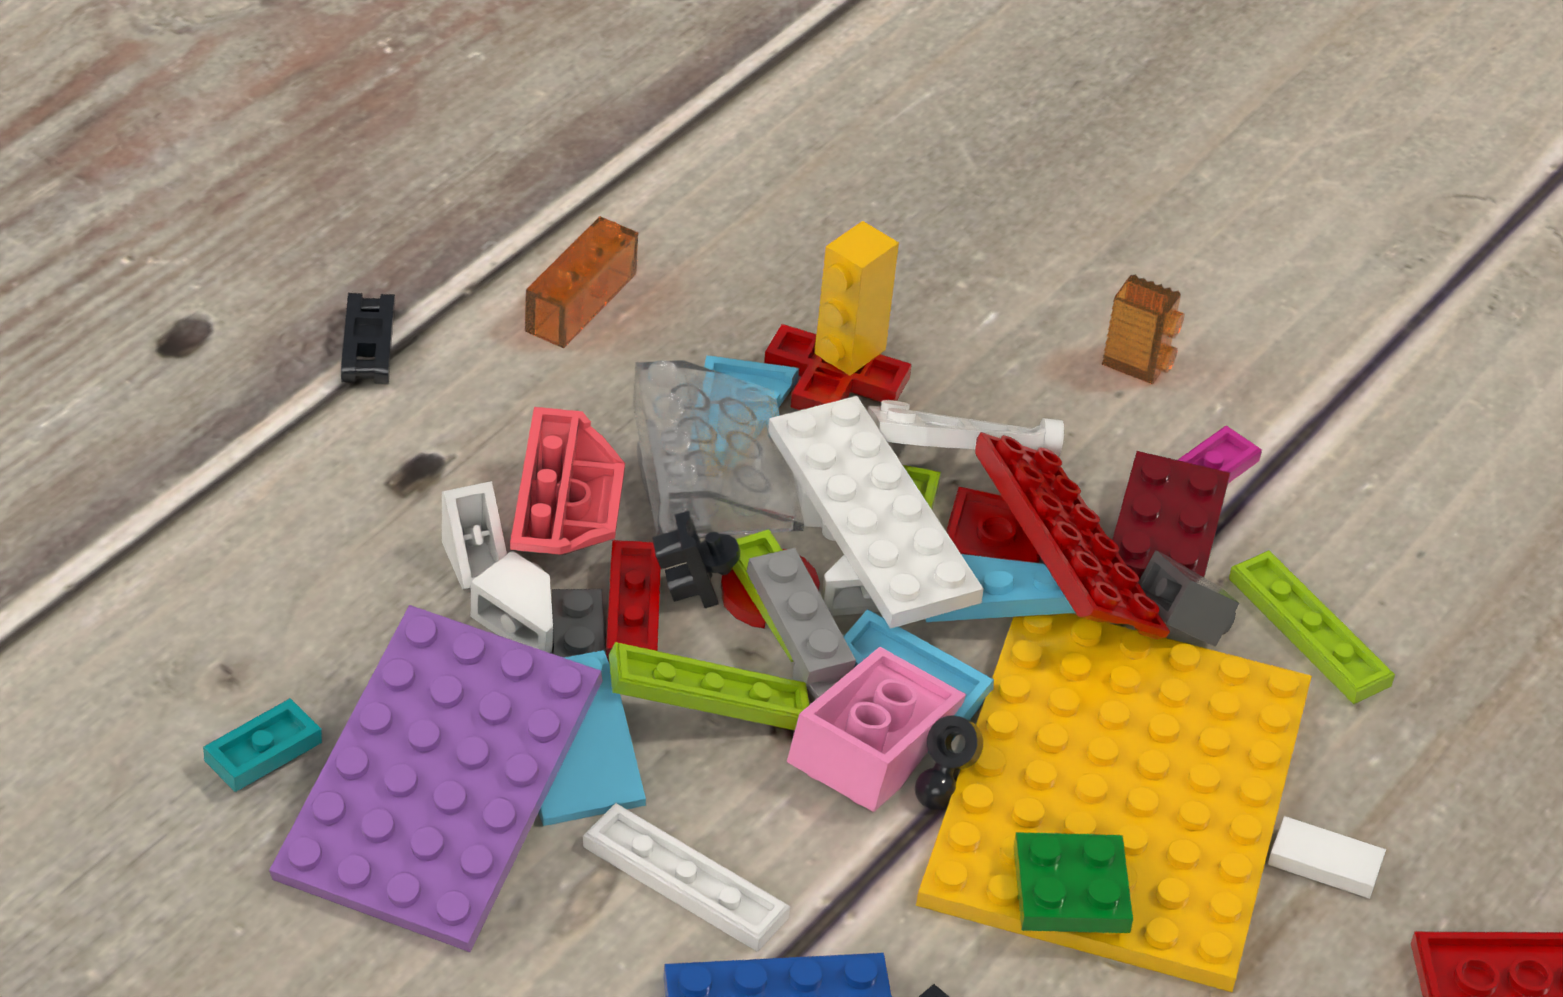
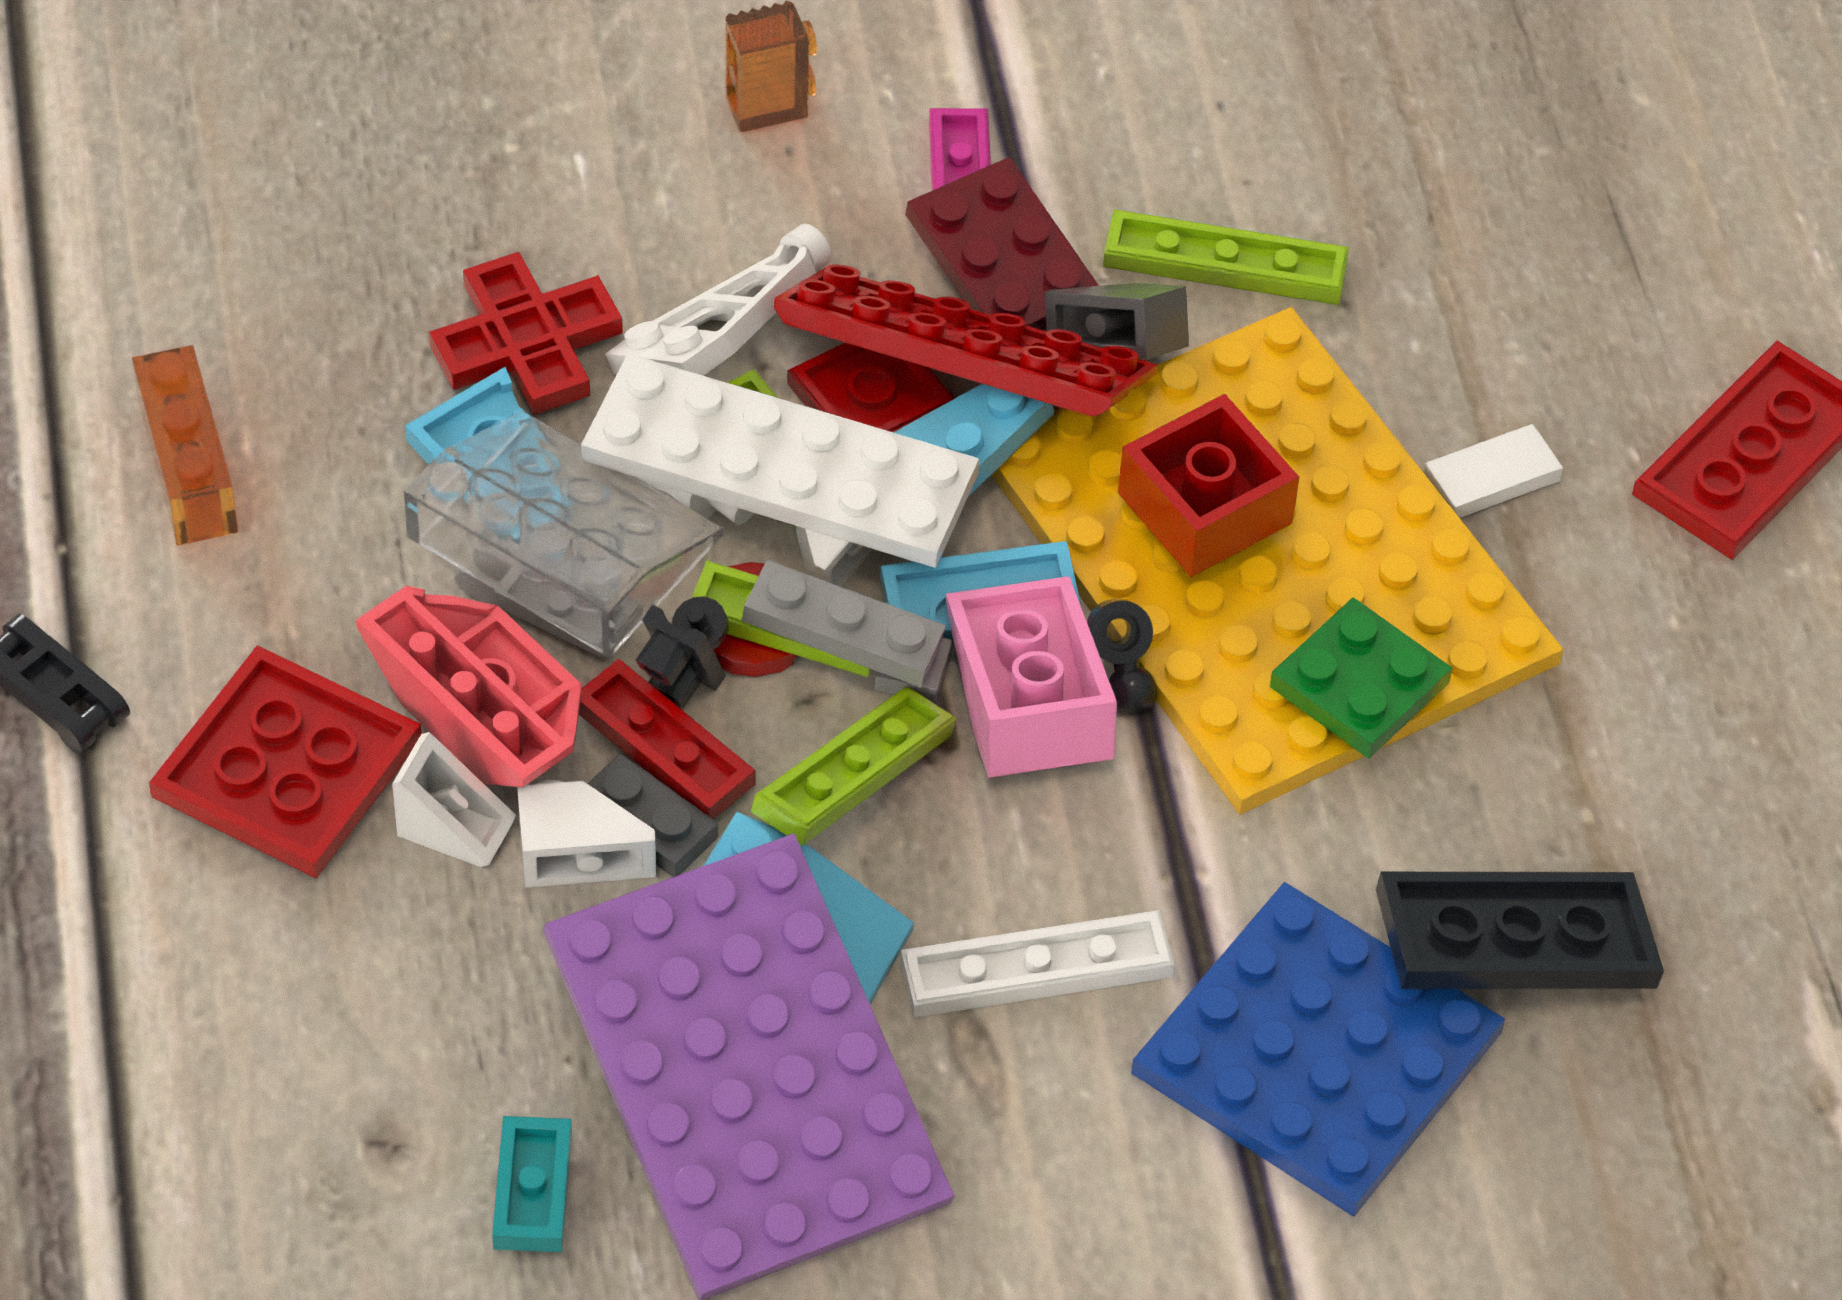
camera: 45 degrees left, 10 degrees up
(424, 448) = (285, 761): none -> red plate
(856, 297) = (525, 248): yellow brick -> none
(1103, 704) = (1208, 485): none -> red brick

